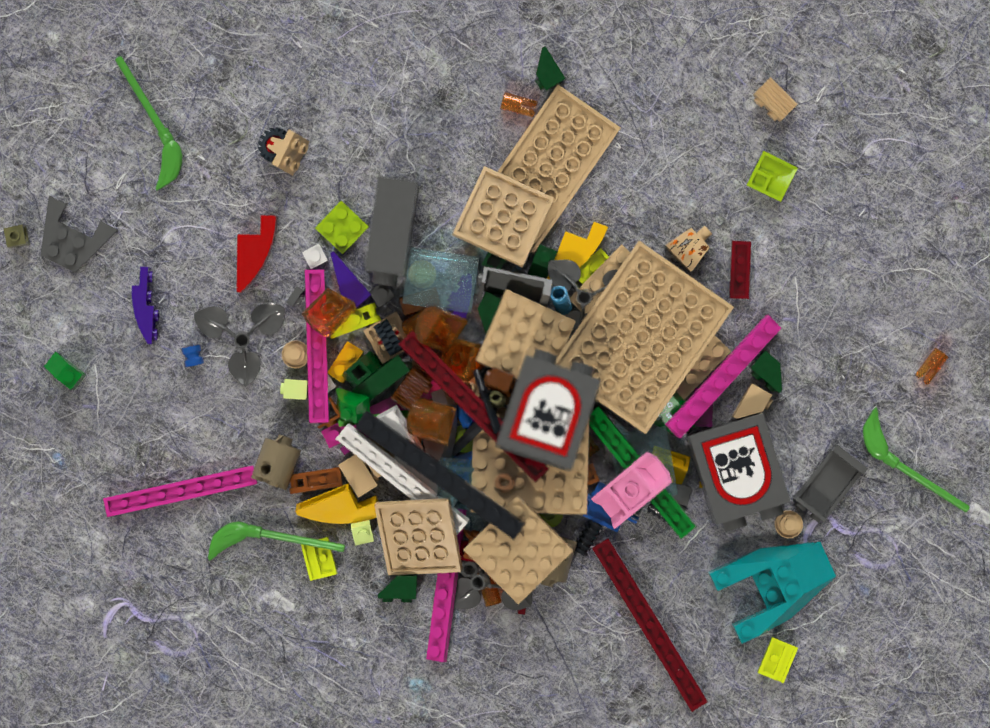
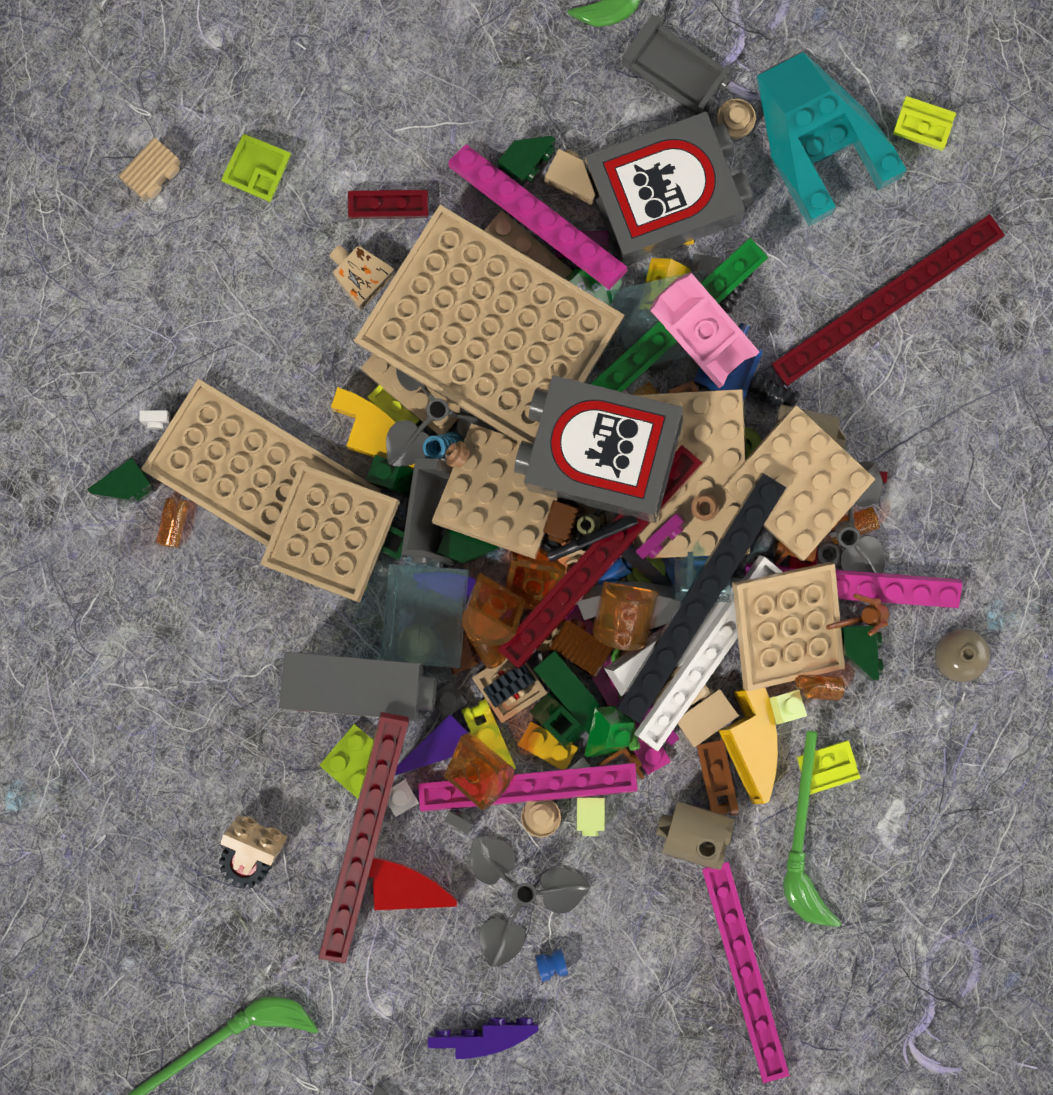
camera: 90 degrees left, 5 degrees down
(286, 229) = (363, 836): none -> dark red plate
(375, 557) = (821, 686): none -> clear orange hinge
(392, 659) = (962, 655): none -> dark tan cylinder
(424, 597) = (873, 615): none -> dark orange plant
(479, 444) = (671, 529): none -> magenta plate
(552, 309) = (457, 454): none -> medium nougat plate
(593, 95) = (155, 419): none -> white plate

